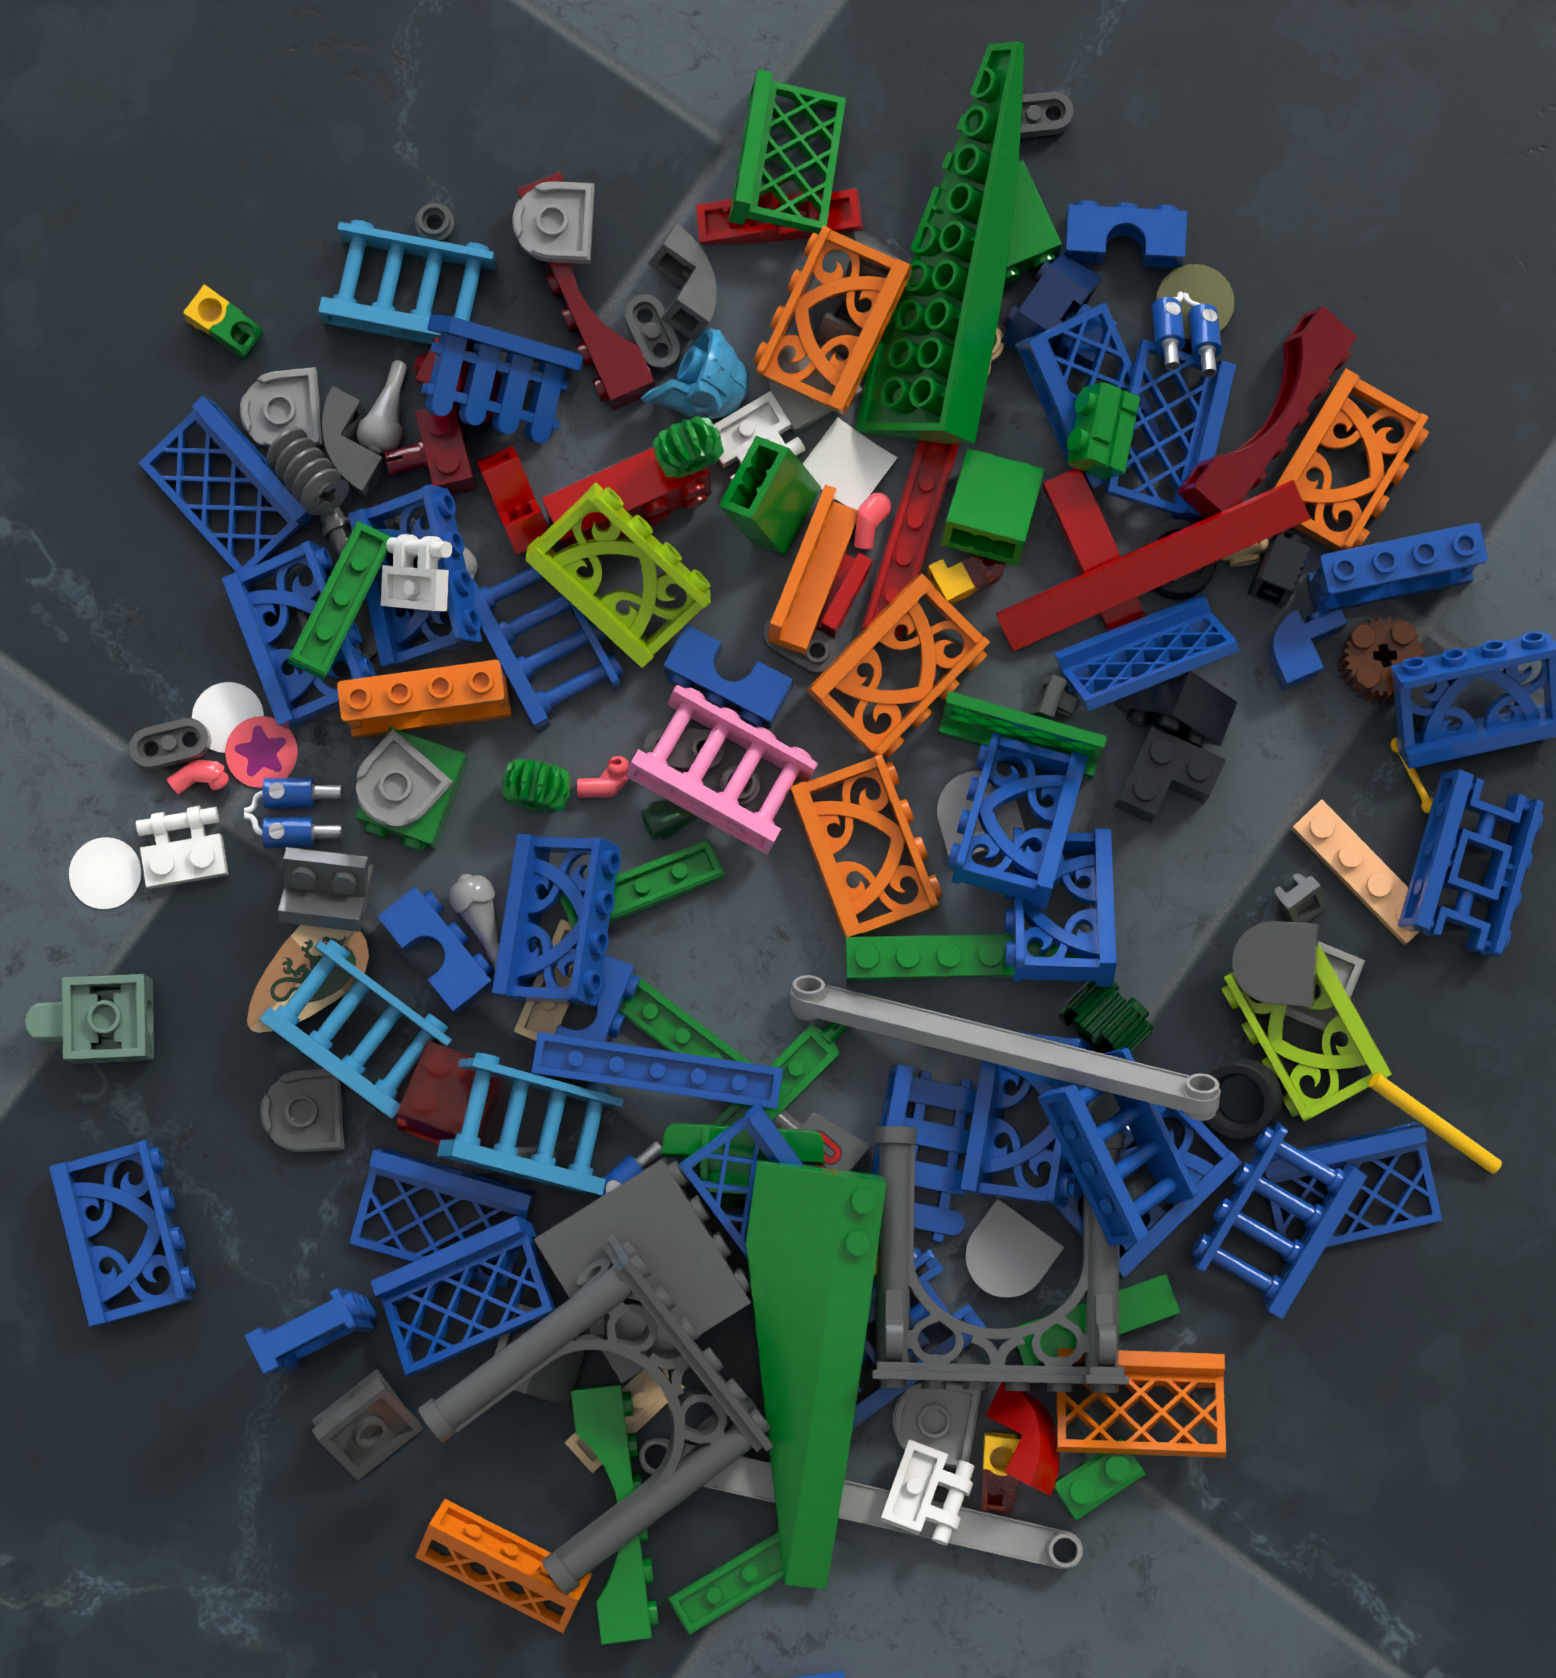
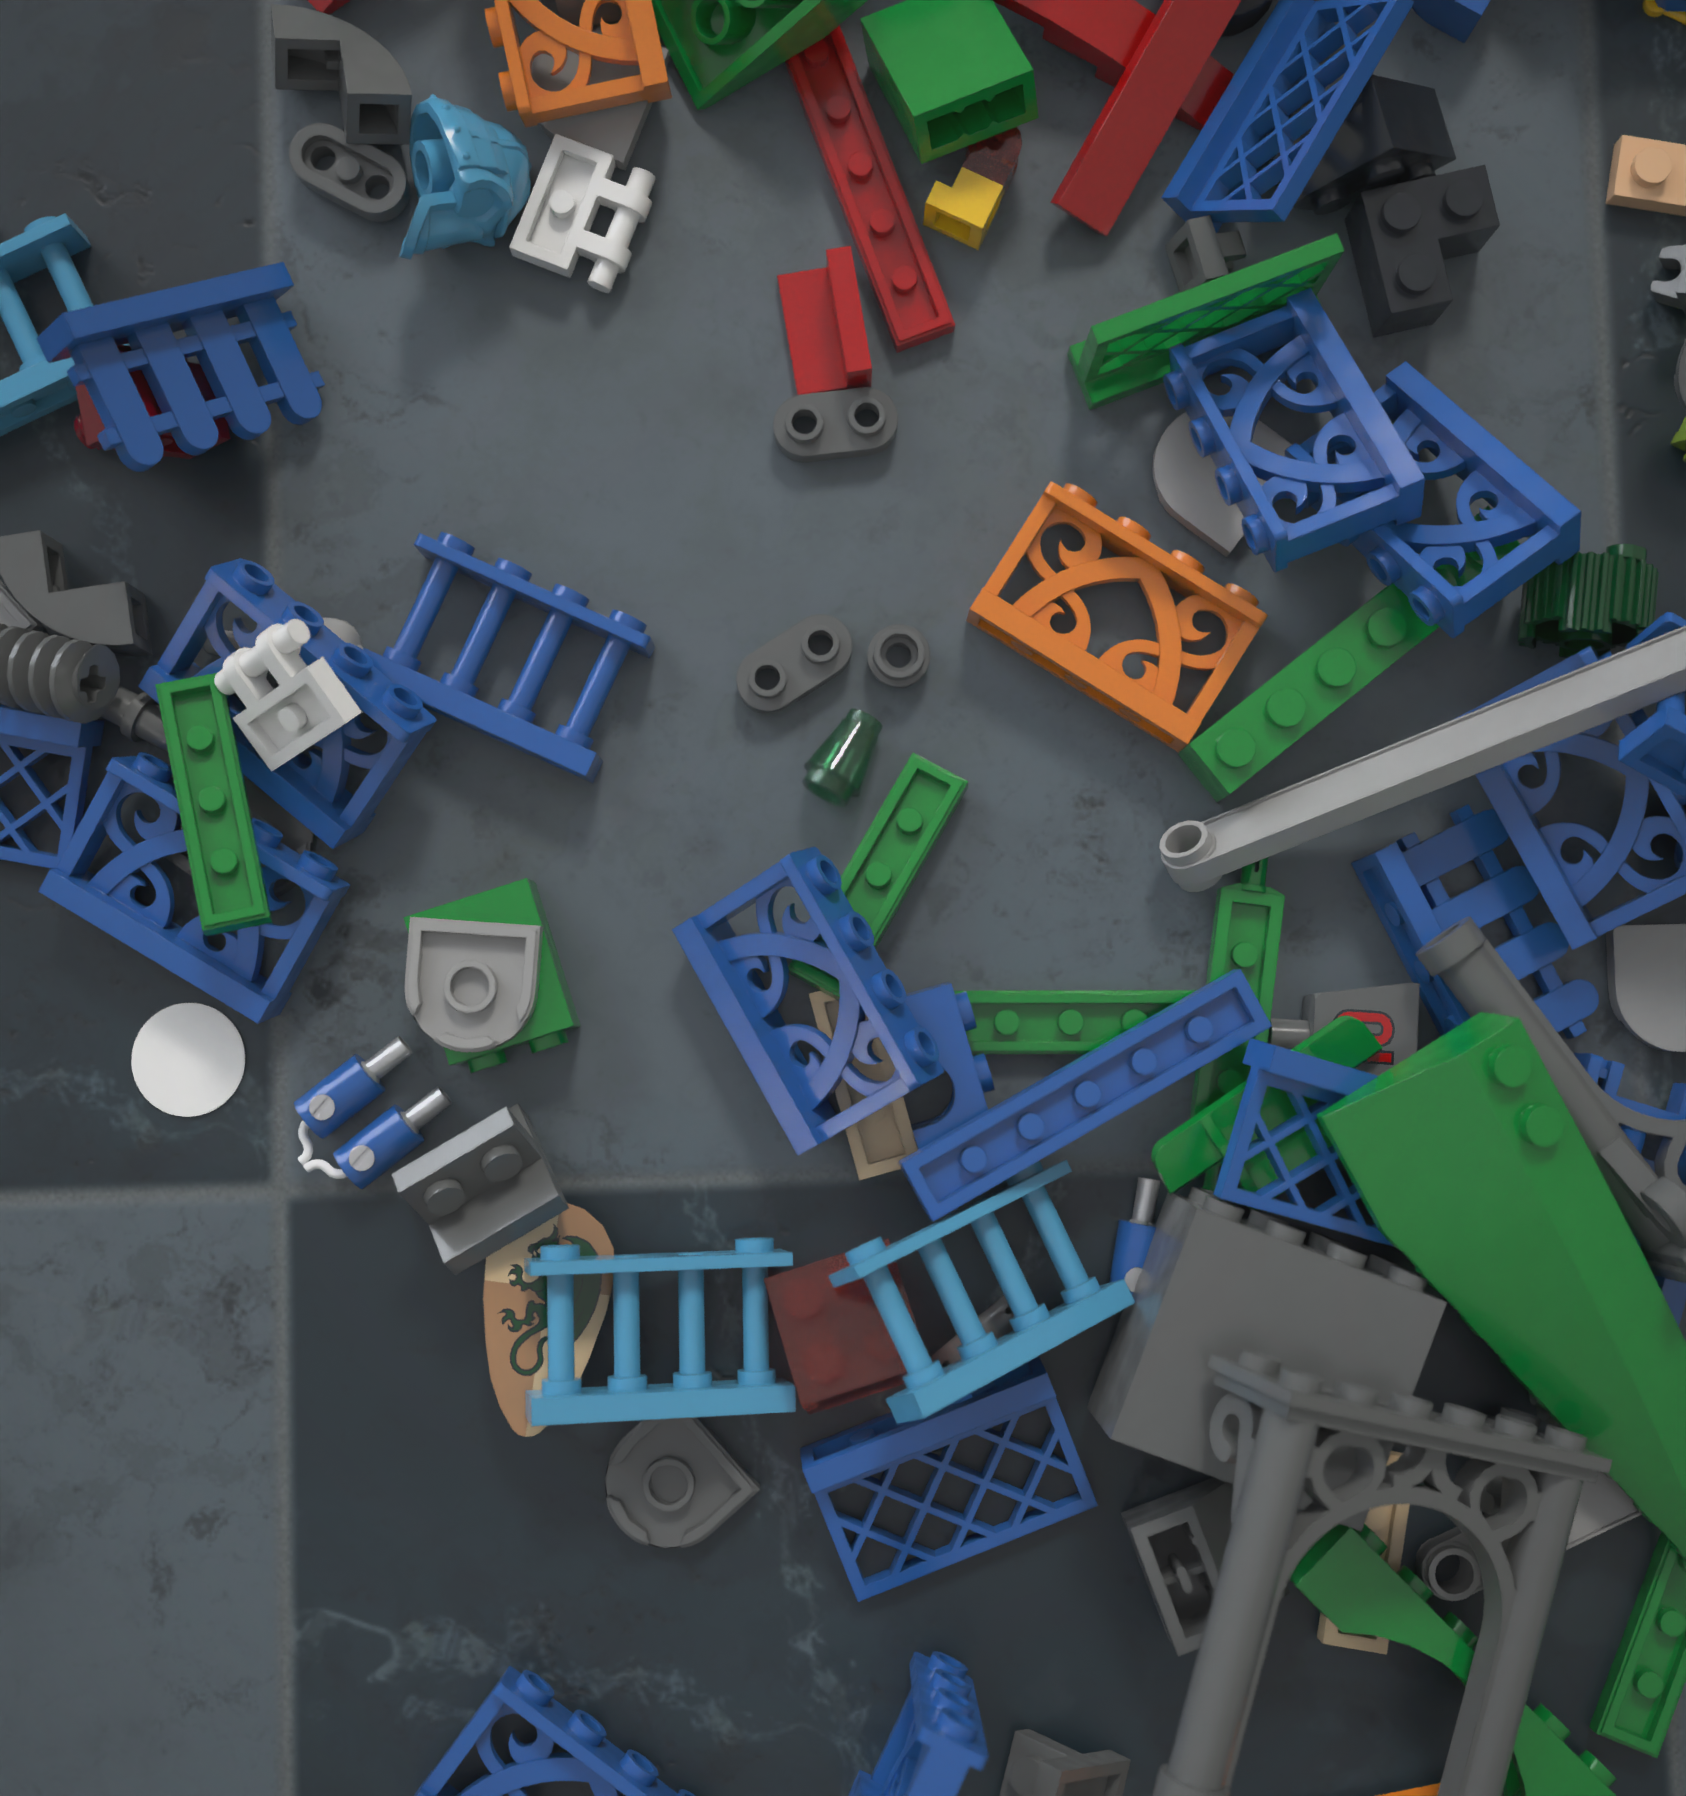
camera: 40 degrees left, 5 degrees up
(99, 1019) = (321, 1574): sand green brick -> none
(105, 873) = (185, 1374): white sticker -> none
(171, 743) = (141, 1148): dark grey plate -> none
(186, 859) = (271, 1283): white plate -> none
(199, 771) = (204, 1156): coral arm -> none
(260, 751) = (262, 1070): coral sticker -> none
(382, 426) = (94, 545): light grey piece -> none
(416, 920) = (628, 1130): blue arch -> none
(425, 699) = (419, 848): orange fence -> none
(439, 451) = (193, 520): dark red brick -> none
(450, 1263) = (1016, 1534): blue fence -> none
(473, 900) = (681, 1055): light grey piece -> none
(513, 498) = (339, 512): red brick -> none
(536, 785) = (647, 849): green gear -> none
(556, 222) = (115, 113): light grey tile -> none
(609, 782) = (733, 776): coral arm -> none
(617, 362) = (329, 239): dark red arch -> none
(628, 628) = (603, 568): lime fence -> none
(640, 486) = (480, 394): red brick -> none
(688, 447) = (512, 258): green gear -> none
(722, 807) = (844, 707): bright pink fence -> none
(755, 697) = (730, 551): blue arch -> none
(770, 495) = (659, 256): green brick -> none
(813, 573) = (788, 321): orange fence -> none
(843, 670) = (927, 421): orange fence -> none
(848, 463) = (720, 161): white sticker -> none
(869, 516) = (801, 199): coral arm -> none

